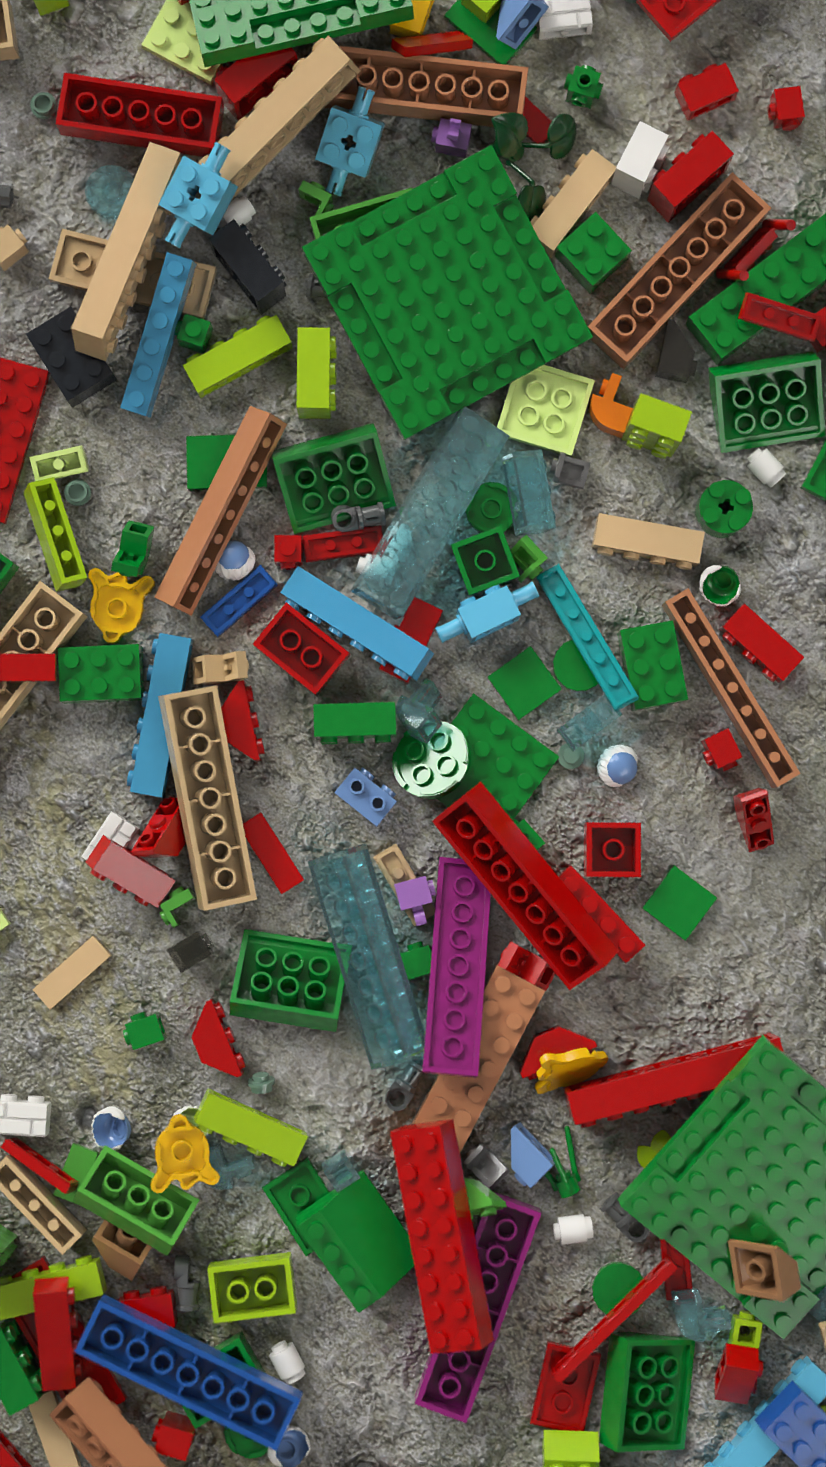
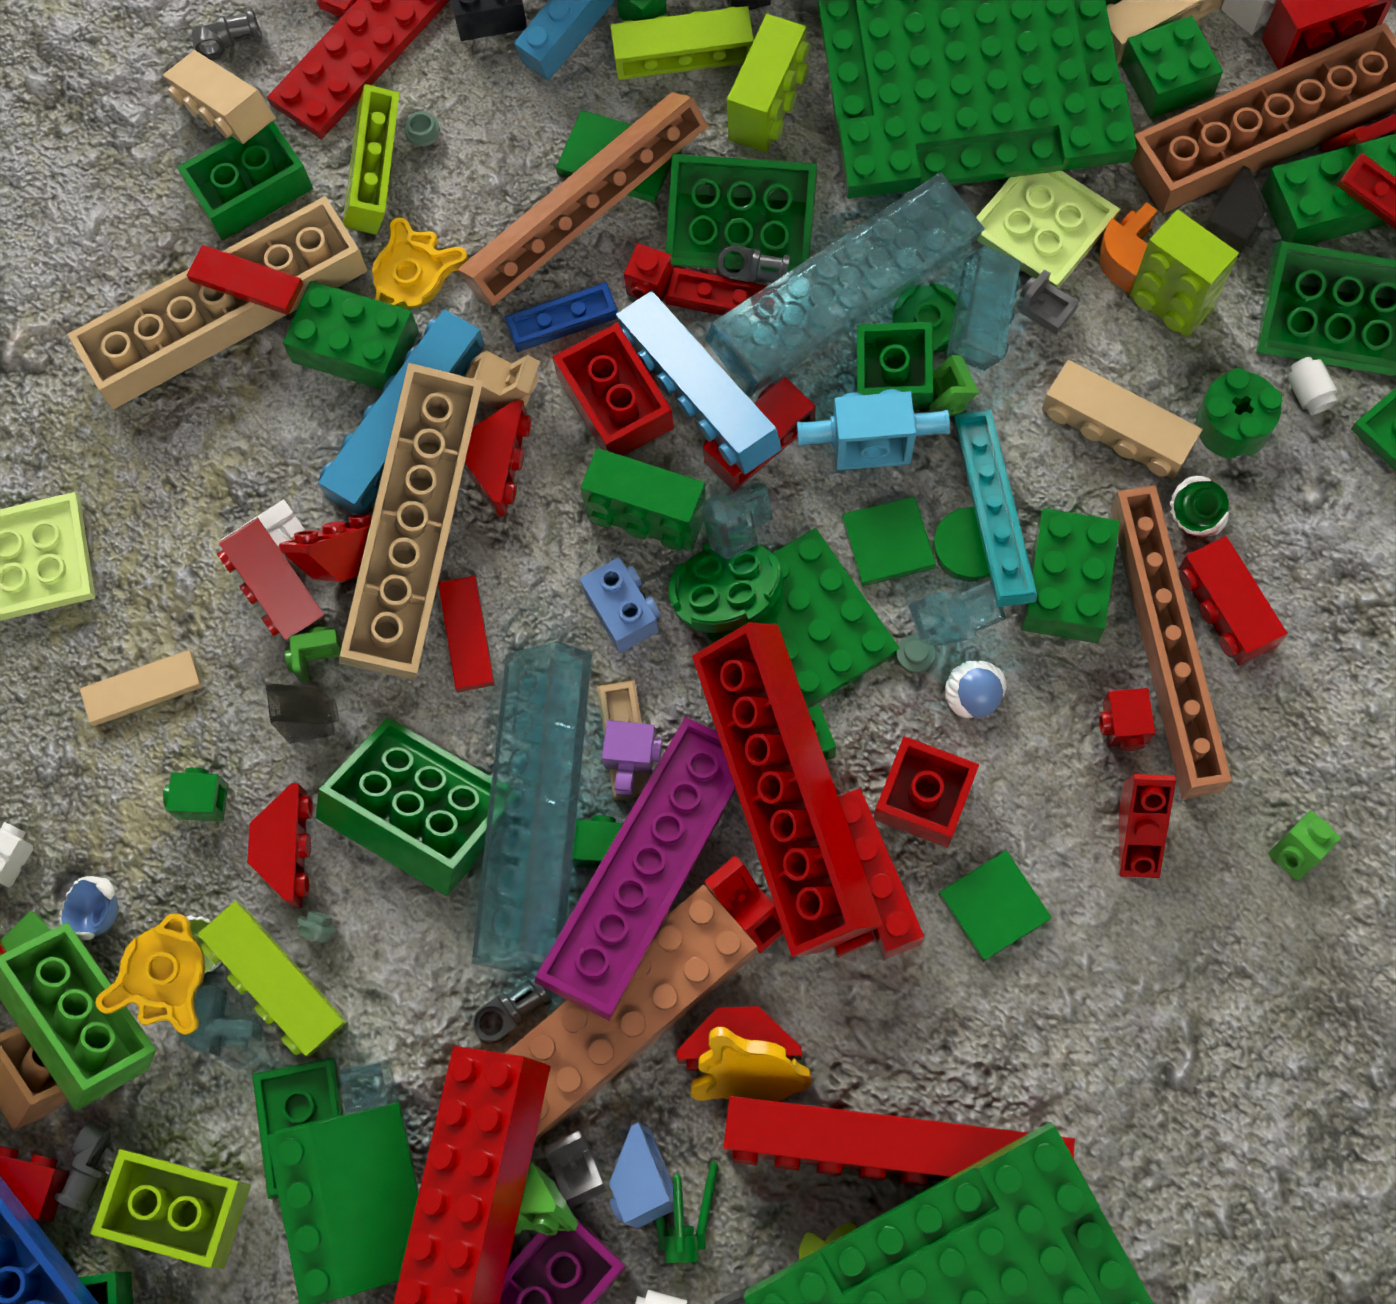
camera: 30 degrees right, 15 degrees down
(59, 463) = (418, 87): yellowish green brick -> none
(133, 549) = (459, 210): green brick -> none
(235, 561) = (576, 267): hair -> none

